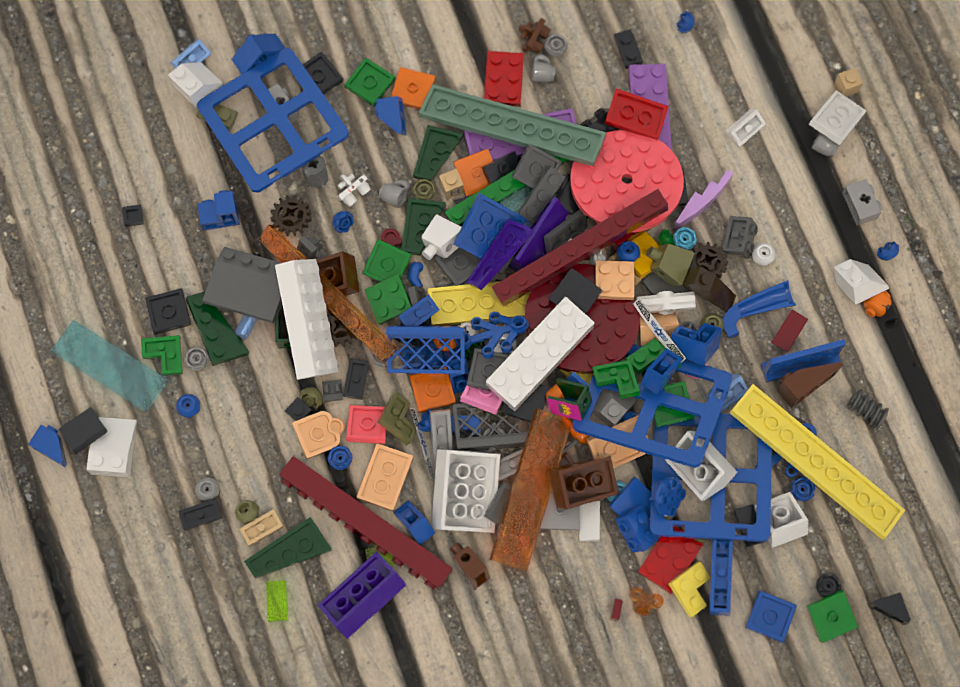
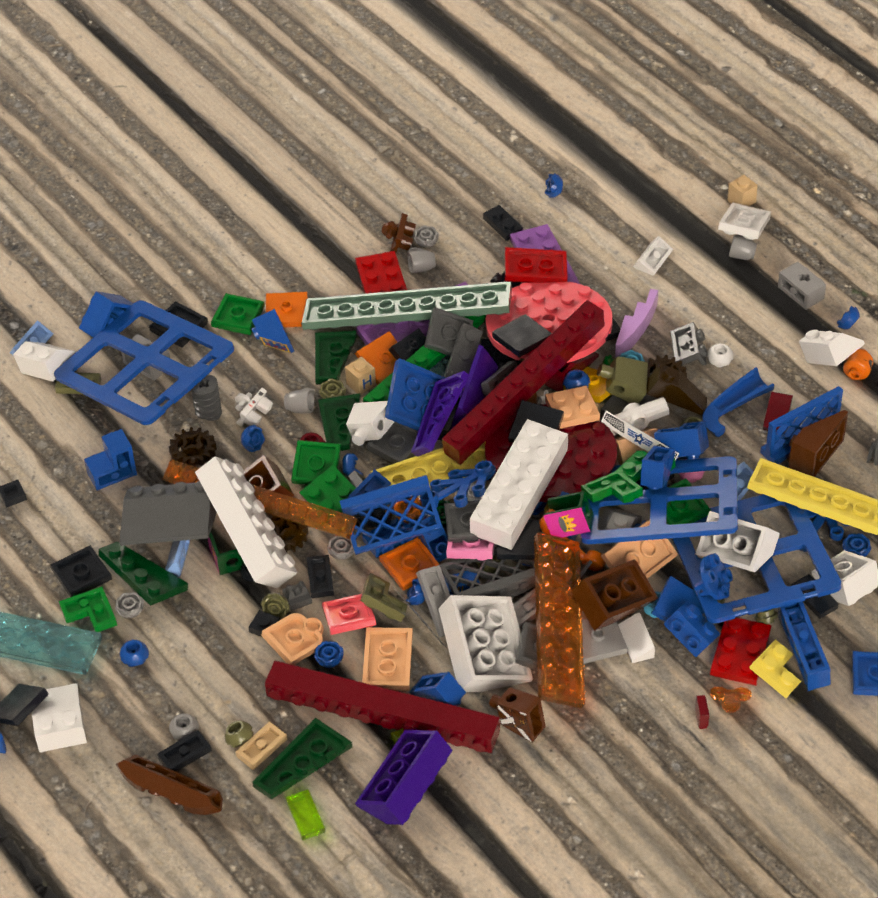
camera: 15 degrees left, 25 degrees down
(179, 542) = (164, 782): none -> reddish brown brick
(595, 196) = (521, 335): none -> black tile

